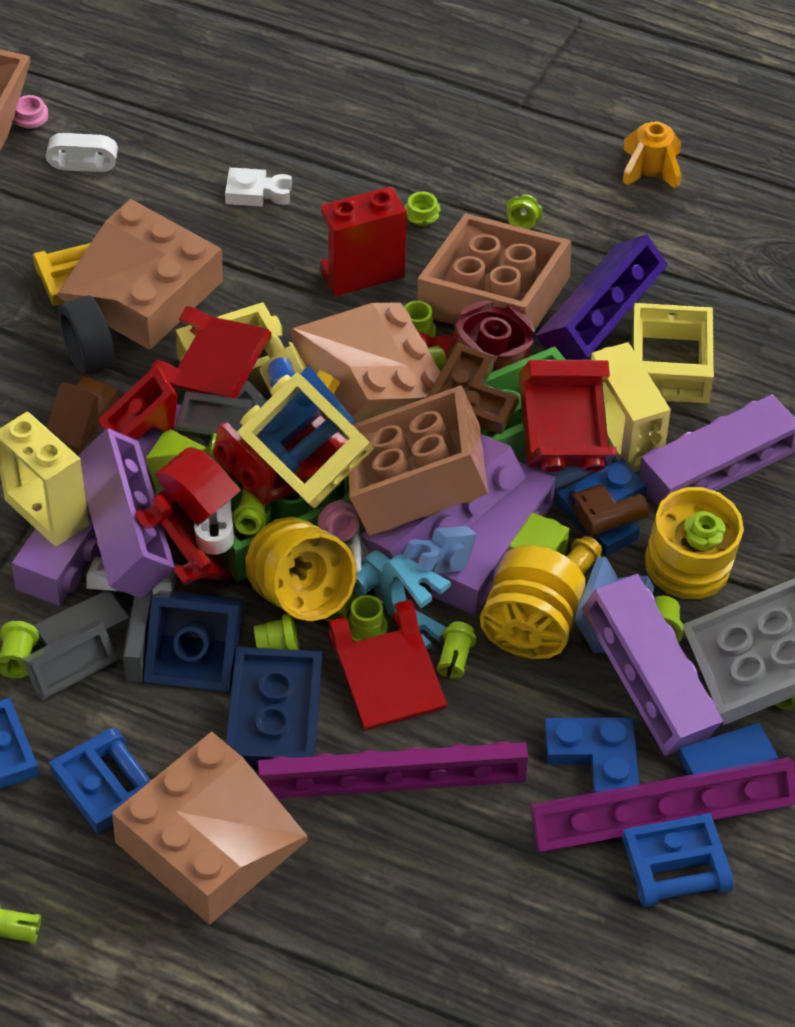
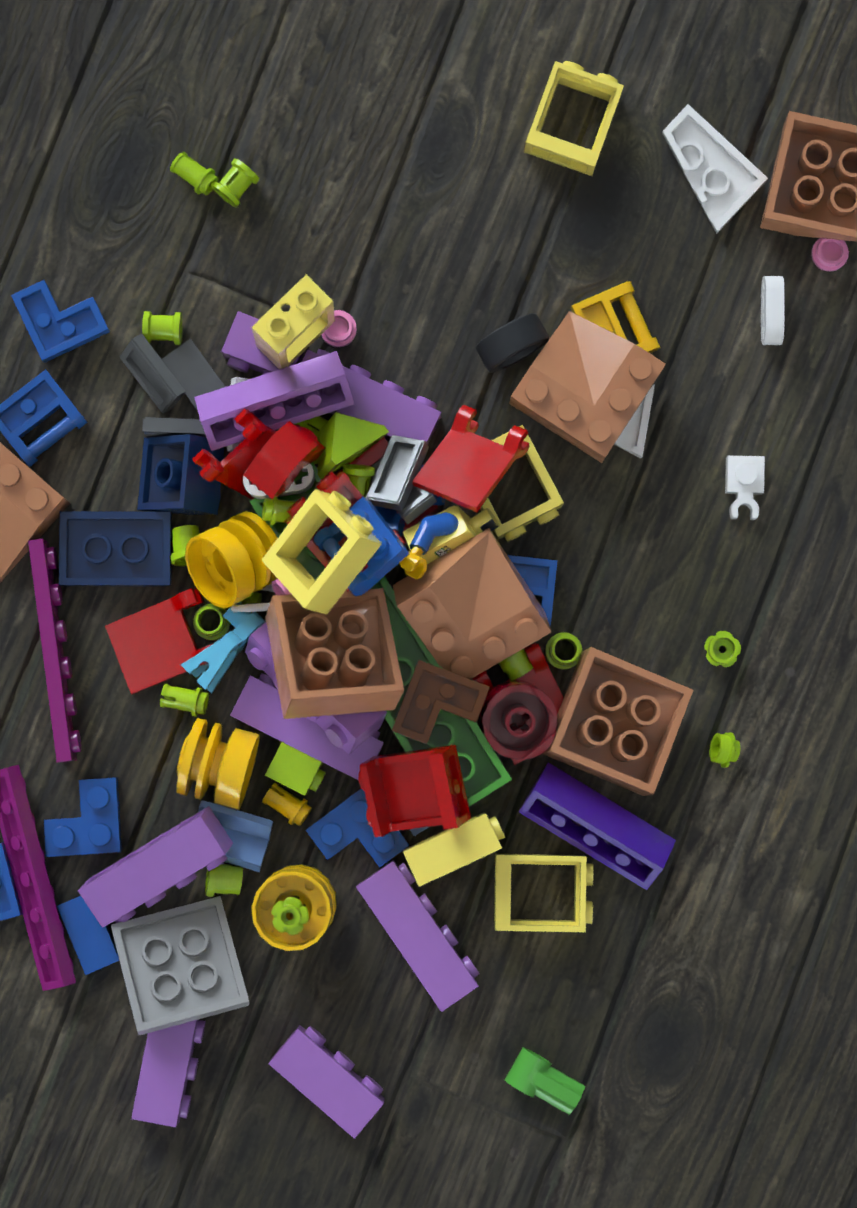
camera: 85 degrees right, 35 degrees up
(78, 410) = (437, 350): reddish brown slope -> none
(145, 405) = (394, 400): red slope -> none
(364, 241) = (644, 591): red panel -> none
(445, 552) = (247, 687): medium blue plate -> none
(600, 512) = (325, 825): reddish brown piece -> none
(653, 154) = (805, 874): light orange brick -> none

